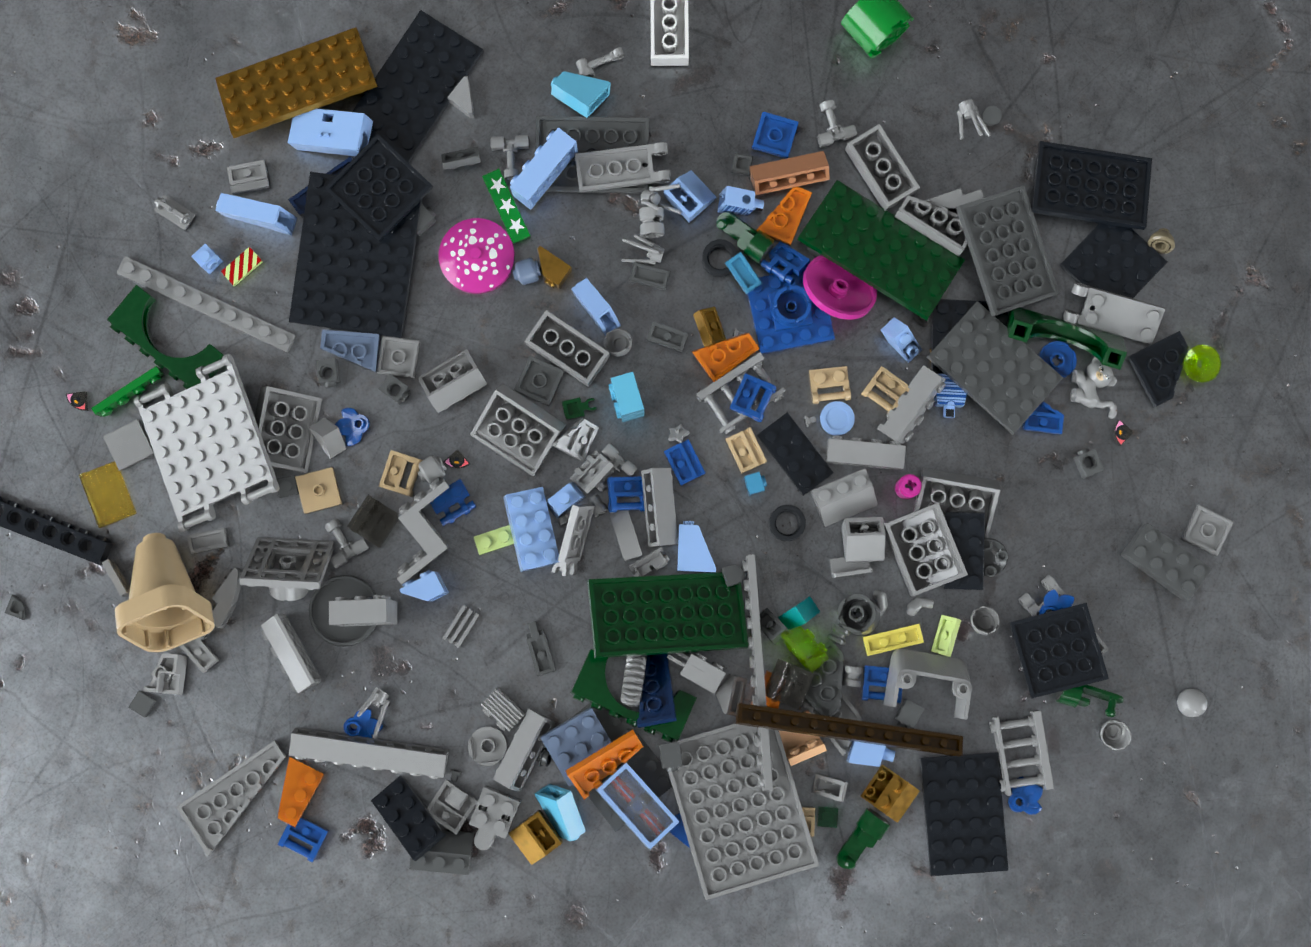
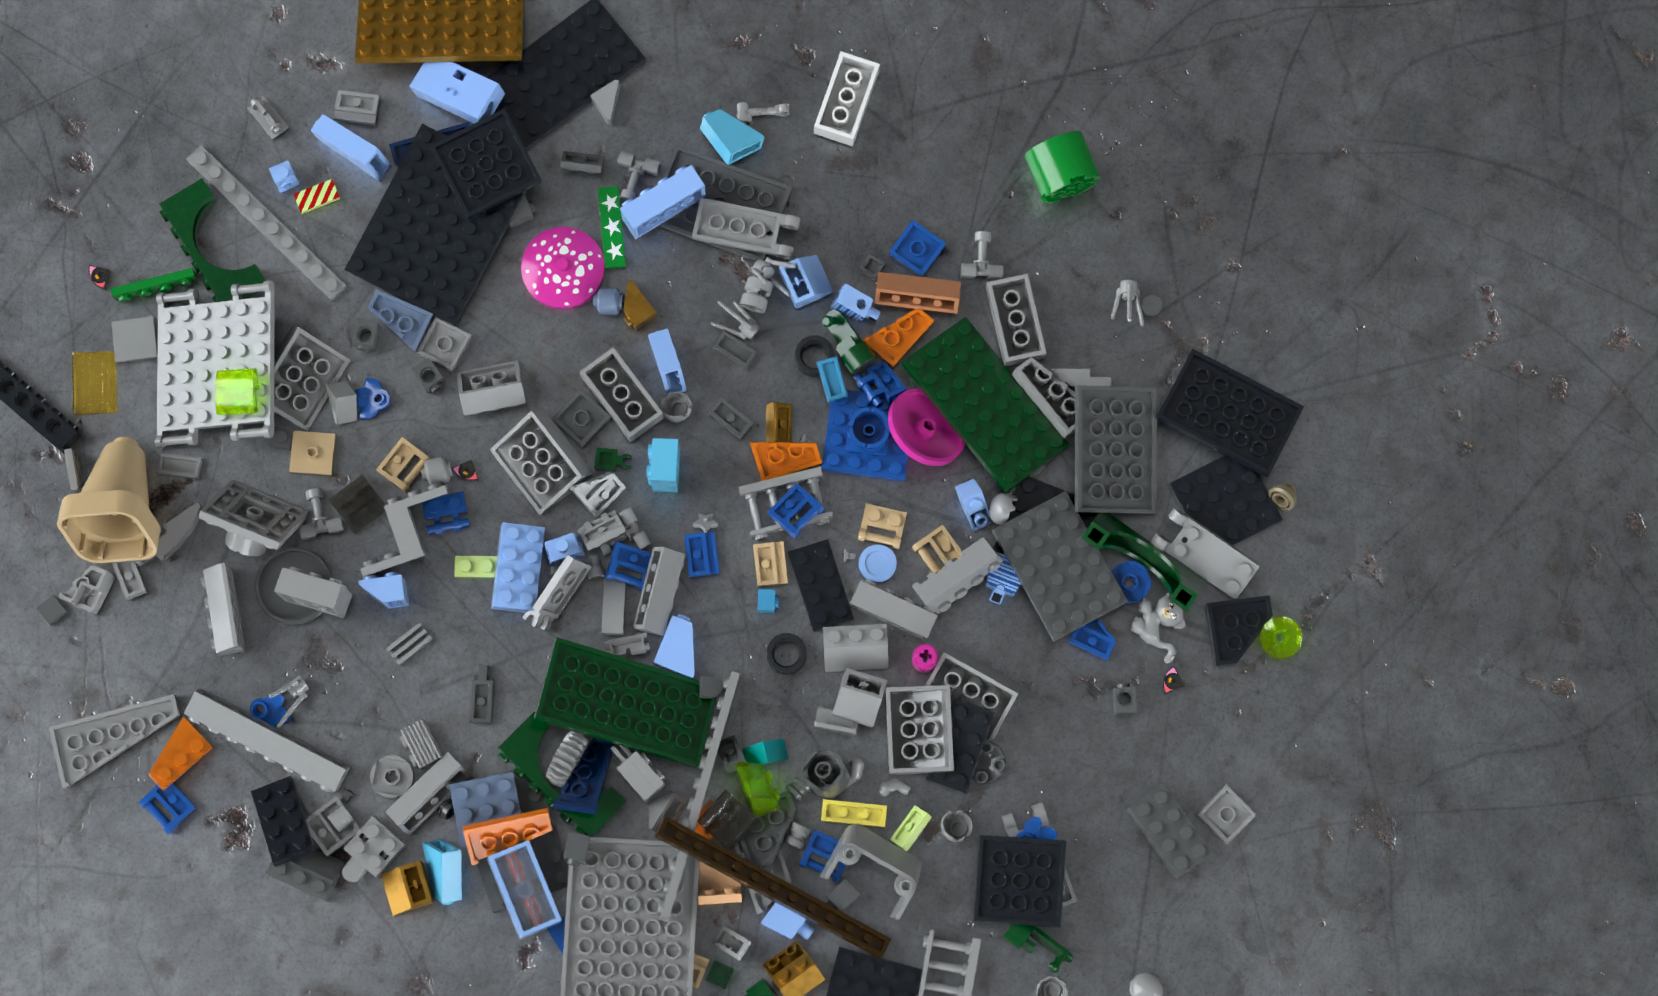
camera: 15 degrees right, 5 degrees down
(233, 461) = (236, 391): none -> clear neon green slope
(927, 334) = (1001, 507): none -> light grey hair

